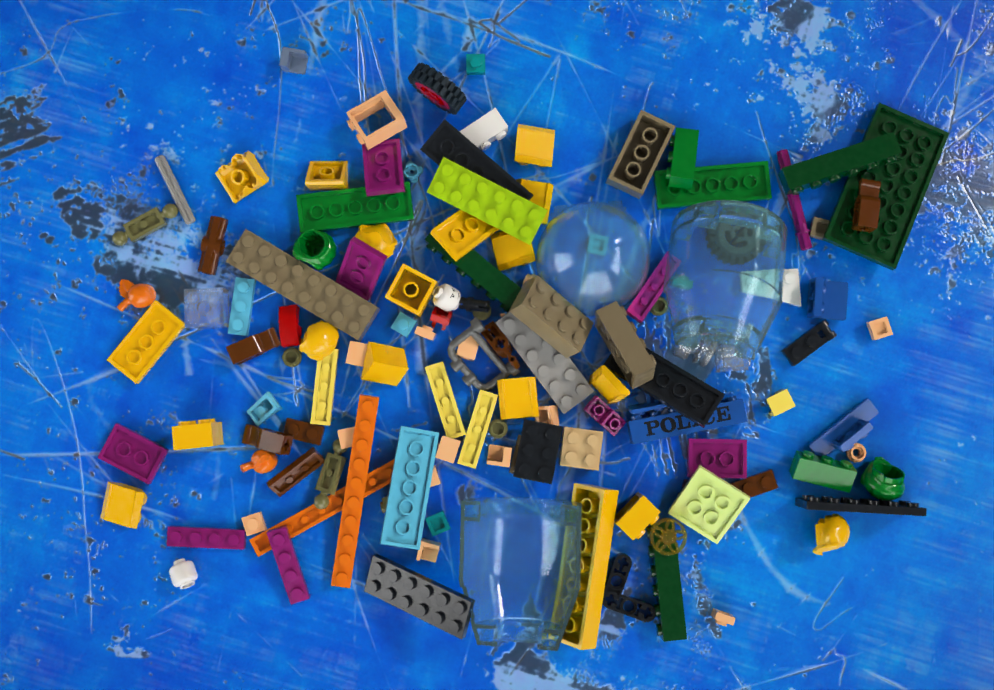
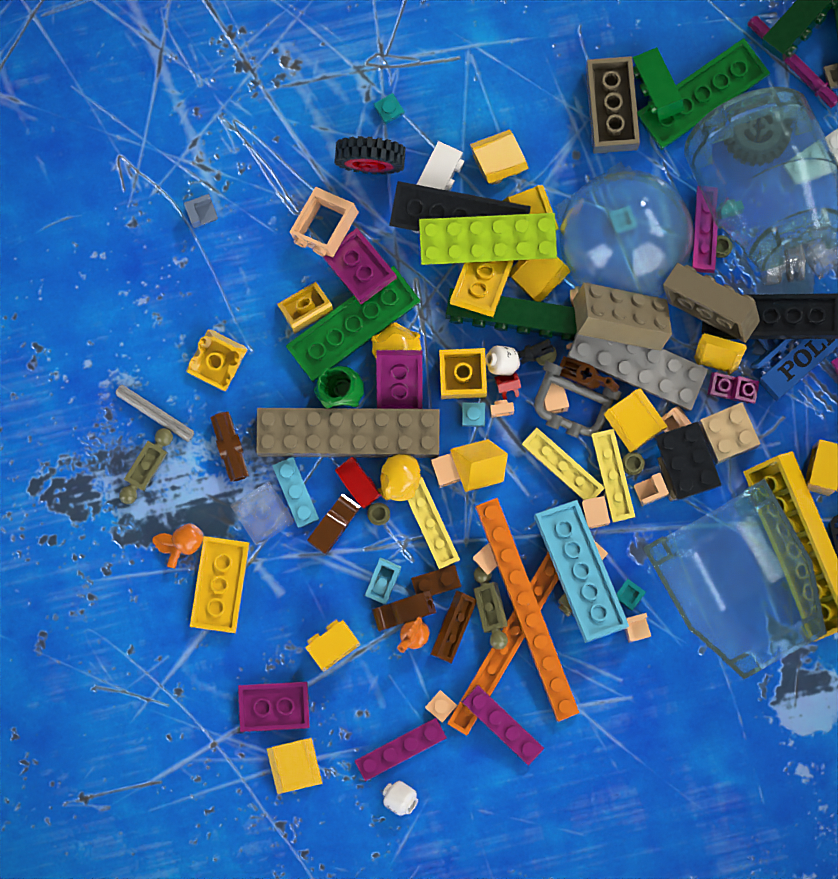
camera: 30 degrees left, 5 degrees down
(417, 171) = (393, 249): medium azure plate -> none
(419, 596) = (656, 672): plate -> none

